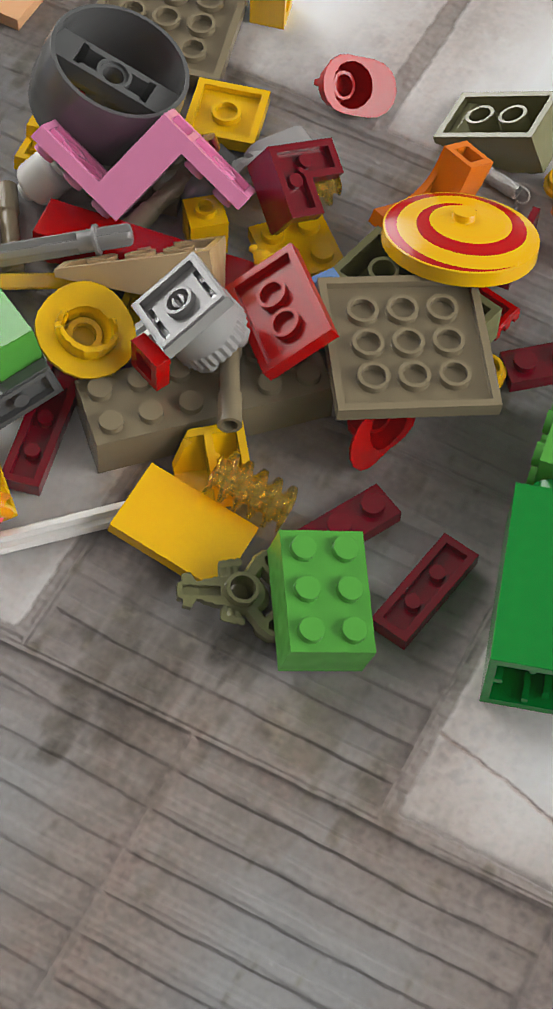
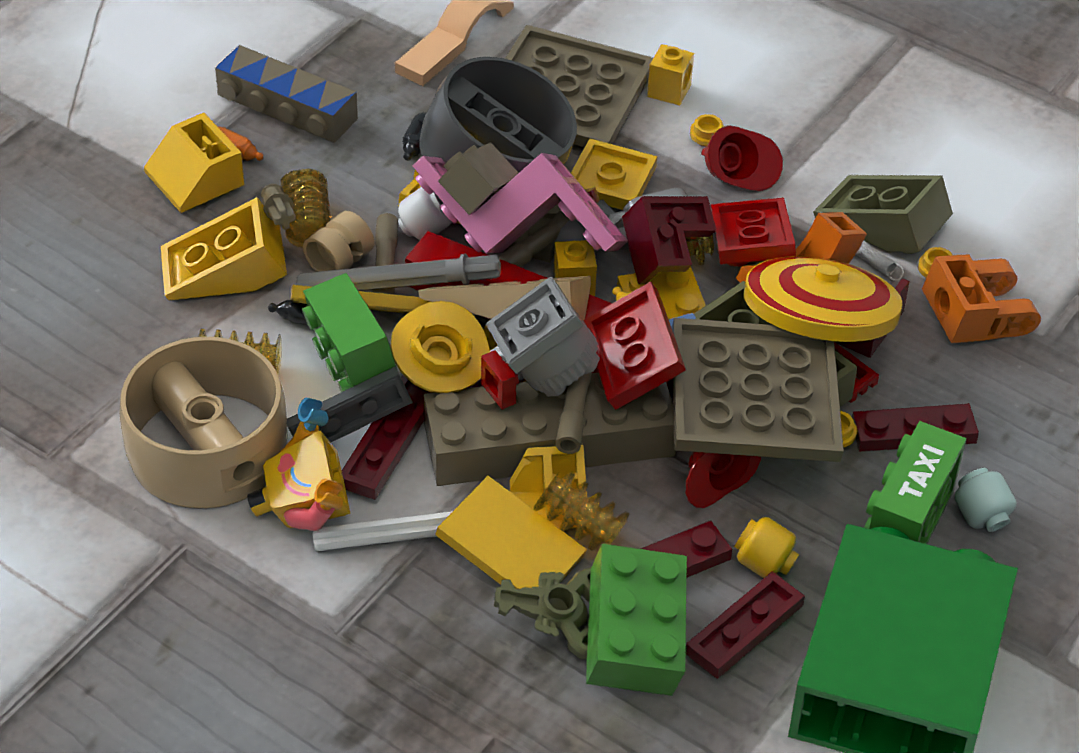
camera: 10 degrees right, 10 degrees down
(19, 88) = (411, 139): none -> black piece
(98, 141) = (476, 176): none -> dark tan brick
(315, 55) = (704, 128): none -> yellow plate
(379, 167) = (752, 231): none -> red plate
(435, 508) = (766, 547): none -> yellow head

